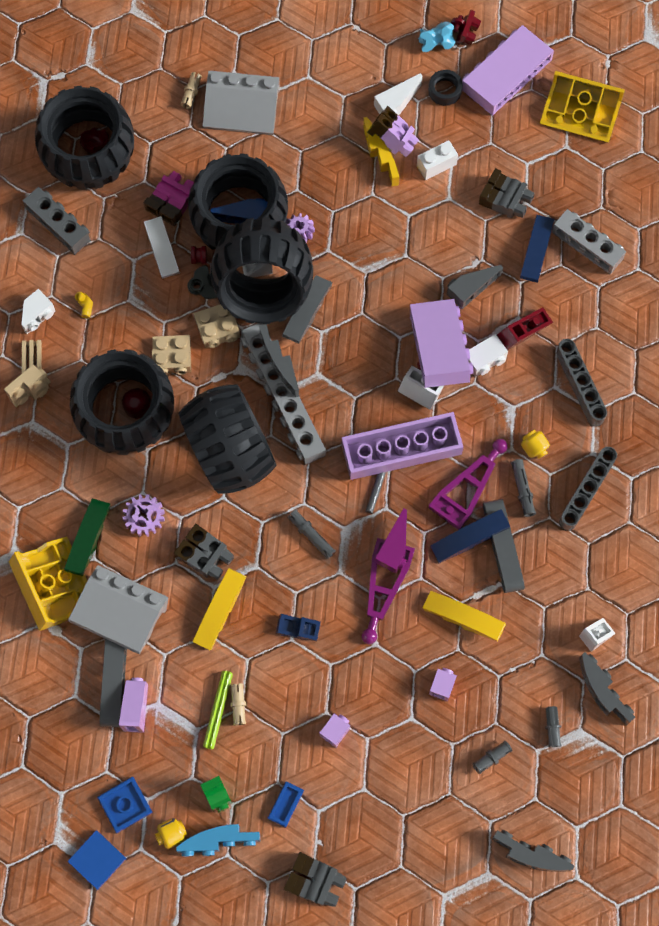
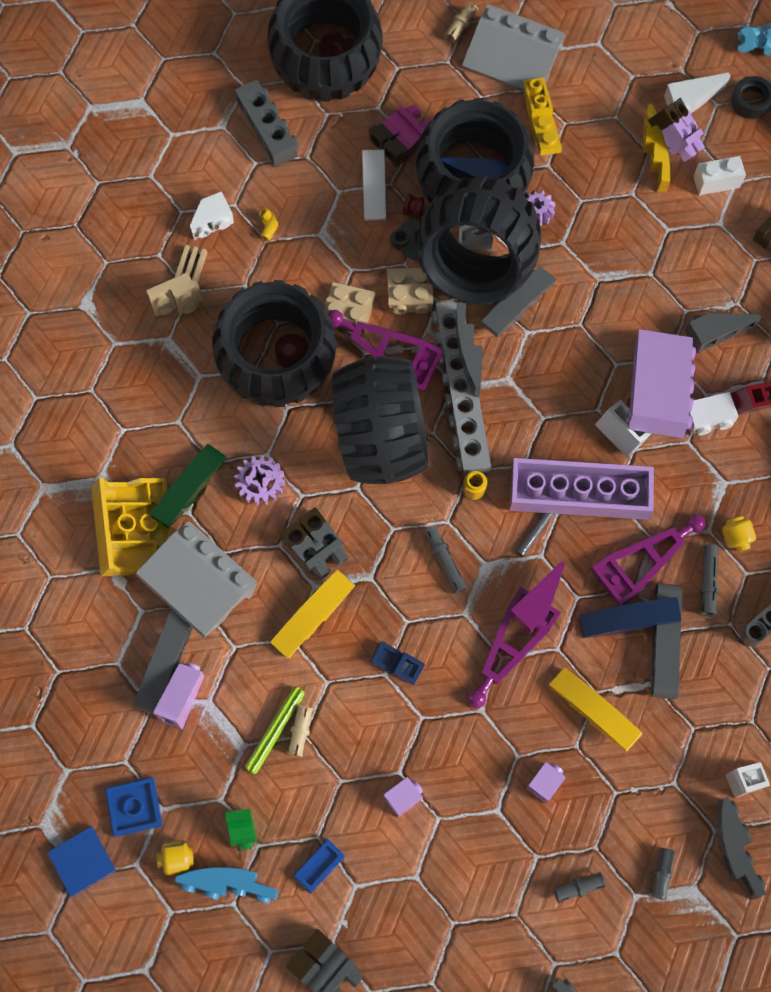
camera: 15 degrees right, 0 degrees up
(247, 378) = (425, 360): none -> magenta plate
(280, 152) = (541, 116): none -> yellow slope
(317, 468) = (473, 479): none -> yellow brick

